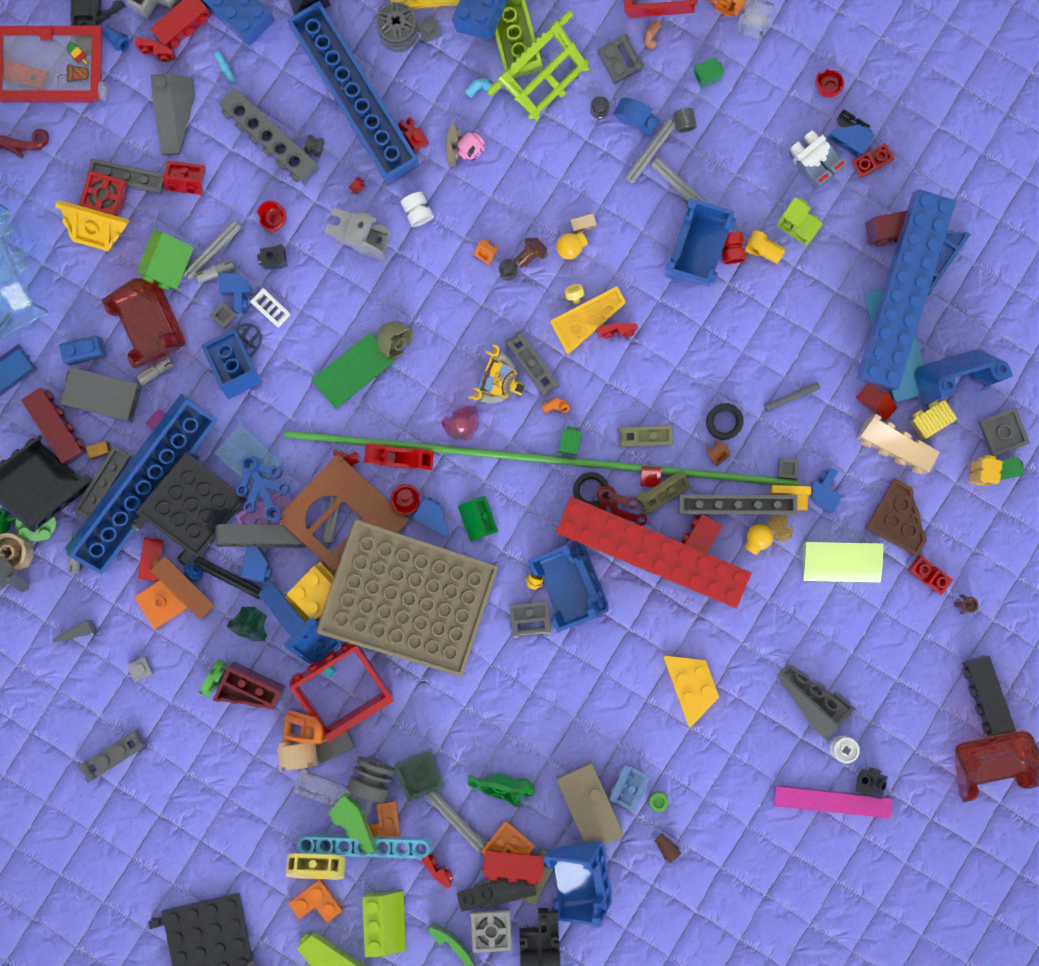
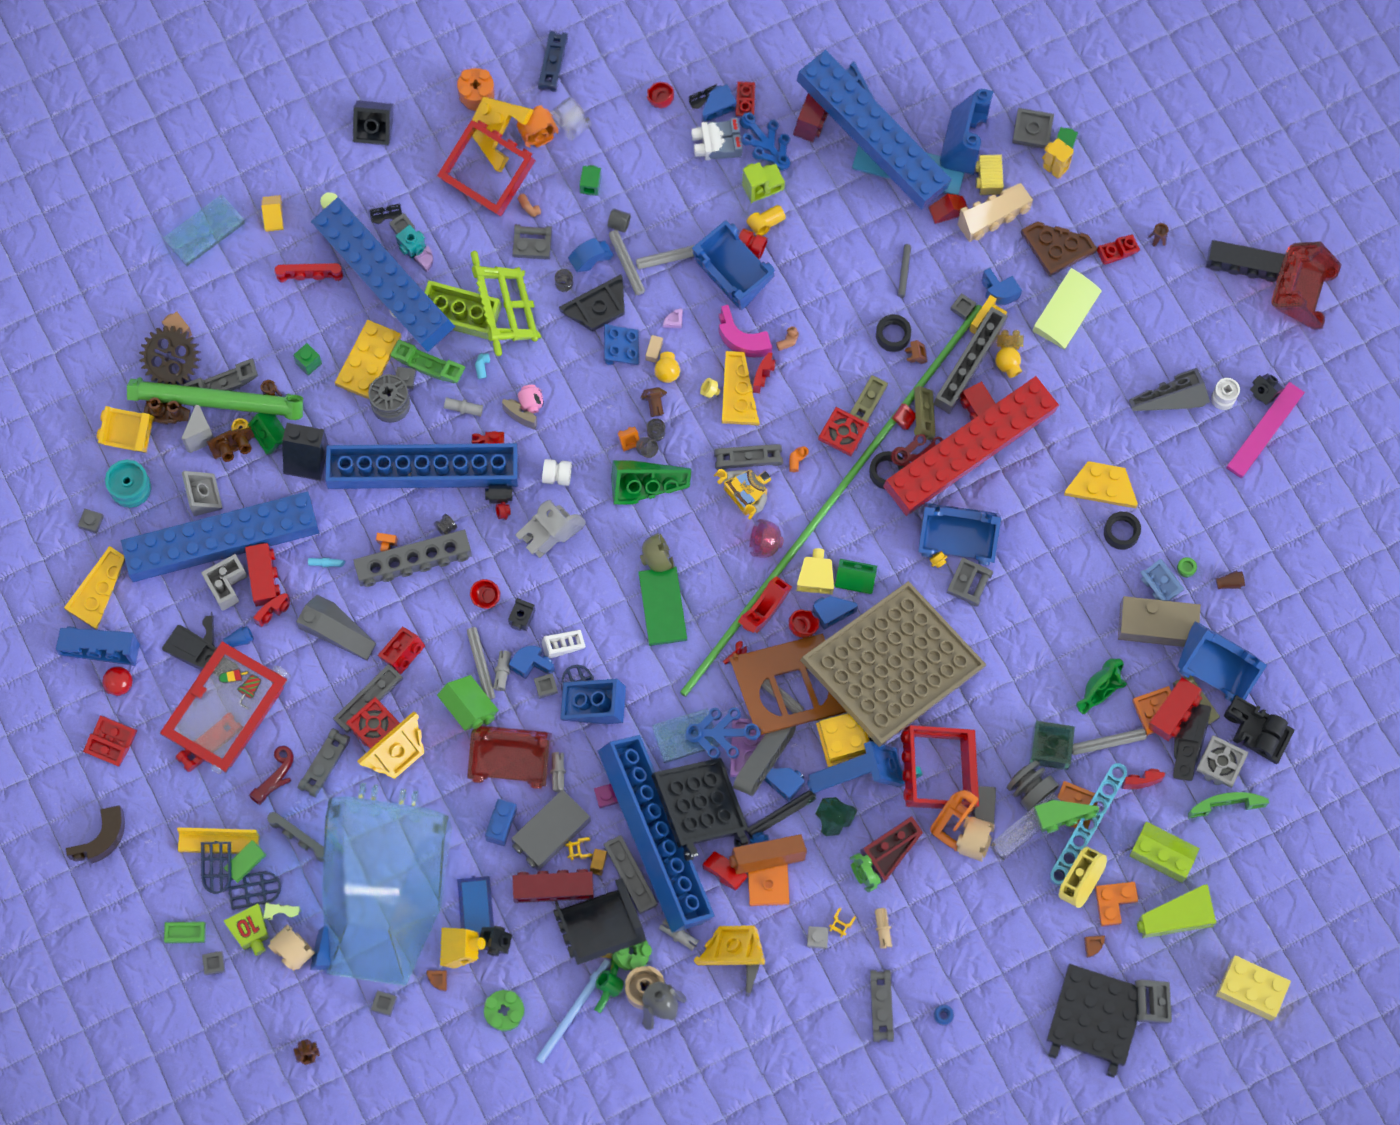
camera: 65 degrees left, 15 degrees down
(52, 175) = (324, 763): none -> dark grey plate
(85, 606) = (733, 947): none -> yellow wing
(95, 433) = (570, 845): none -> yellow piece
(128, 812) = (948, 1010): none -> blue plate
(163, 682) = (833, 927): none -> yellow piece
(178, 720) = (883, 928): none -> tan axle
(268, 905) = (1093, 945): none -> dark orange tile
(270, 105) = (386, 541): none -> orange tile
(369, 172) = (498, 493): none -> black brick
(430, 94) = (463, 406): none -> light grey pin
(451, 40) = (426, 363): none -> bright green slope
(453, 283) = (643, 480): none -> green wedge
(457, 484) = (816, 574): none -> light yellow torso
(483, 275) = (651, 447): none -> clear smoke wheel
(568, 193) = (621, 345): none -> blue hinge
(570, 441) = (835, 463): green brick -> none
(594, 151) = (597, 305): none -> black wing
(600, 433) = (843, 433): none -> red piece
(622, 224) = (674, 319): none -> lavender tile
(636, 304) = (752, 344): none -> dark pink arch
(664, 335) = (790, 339): none -> nougat arm
(672, 726) = (1127, 517): none -> black tyre
(840, 204) = (767, 143): none -> blue plant

